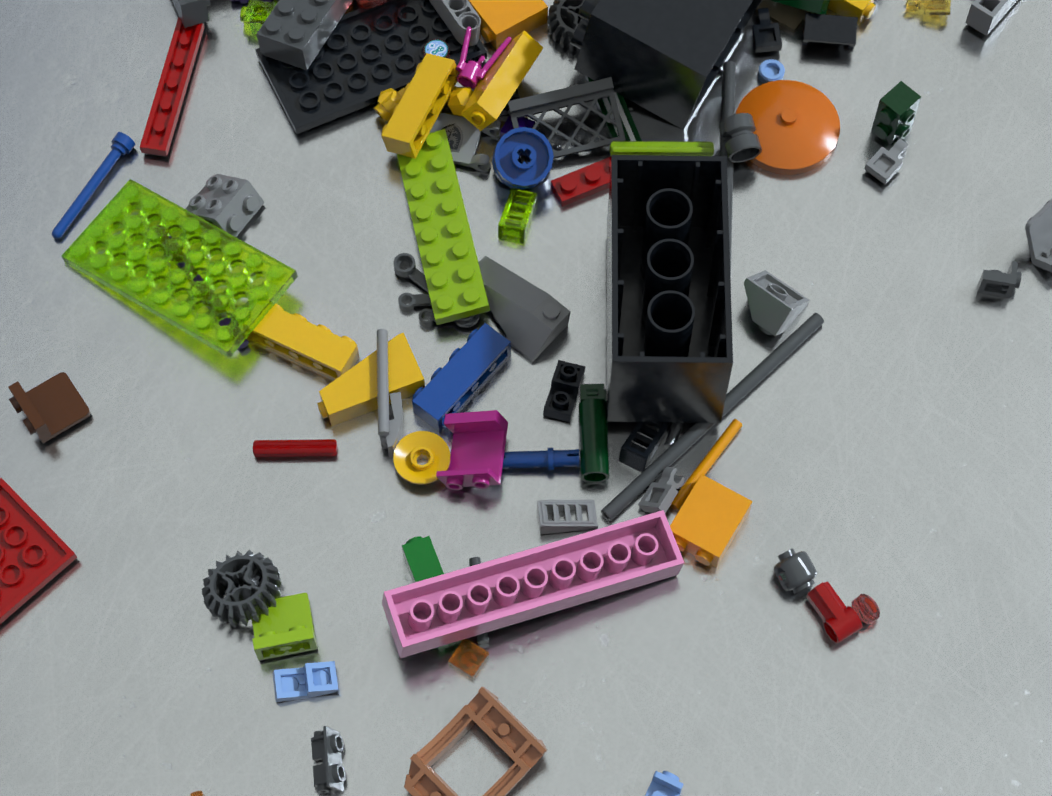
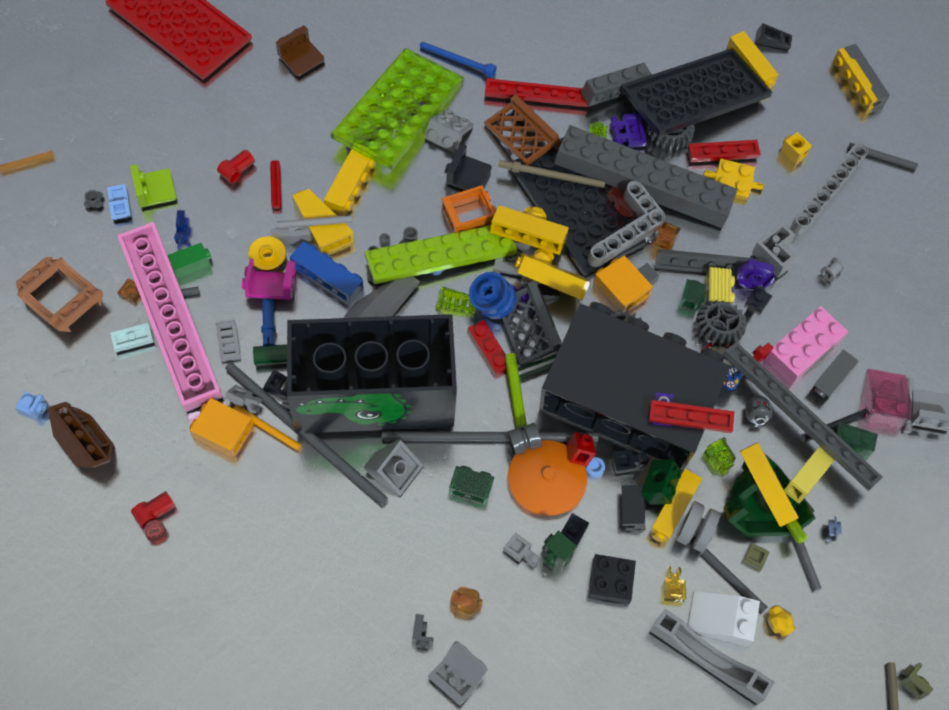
camera: 80 degrees right, 0 degrees up
(232, 87) = (532, 123): none -> dark orange fence
(243, 597) = (176, 160): dark grey gear -> none
(260, 507) = (232, 169): none -> red piece
(288, 716) = (93, 194): none -> dark grey plate
(303, 184) = (465, 171): none -> black bracket
(309, 114) = (517, 166): none -> dark tan bar
(328, 746) = (67, 219): dark grey hinge -> none
(360, 581) = (182, 225): none -> clear blue plate
(380, 207) = (465, 197): none -> orange window
(437, 47) = (578, 239): tile -> none
(472, 71) = (560, 260): dark pink plant -> none
(554, 651) = (131, 337): none -> light aqua plate
(727, 712) = (79, 436): none -> reddish brown wedge
(753, 78) = (581, 449): none -> red brick
(795, 570) = (183, 483): dark grey head -> none
(798, 211) = (471, 484): none -> clear green brick
(863, 98) = (575, 528): none -> black slope
(925, 64) = (612, 579): none -> black brick
(958, 226) = (466, 601): none -> clear orange head

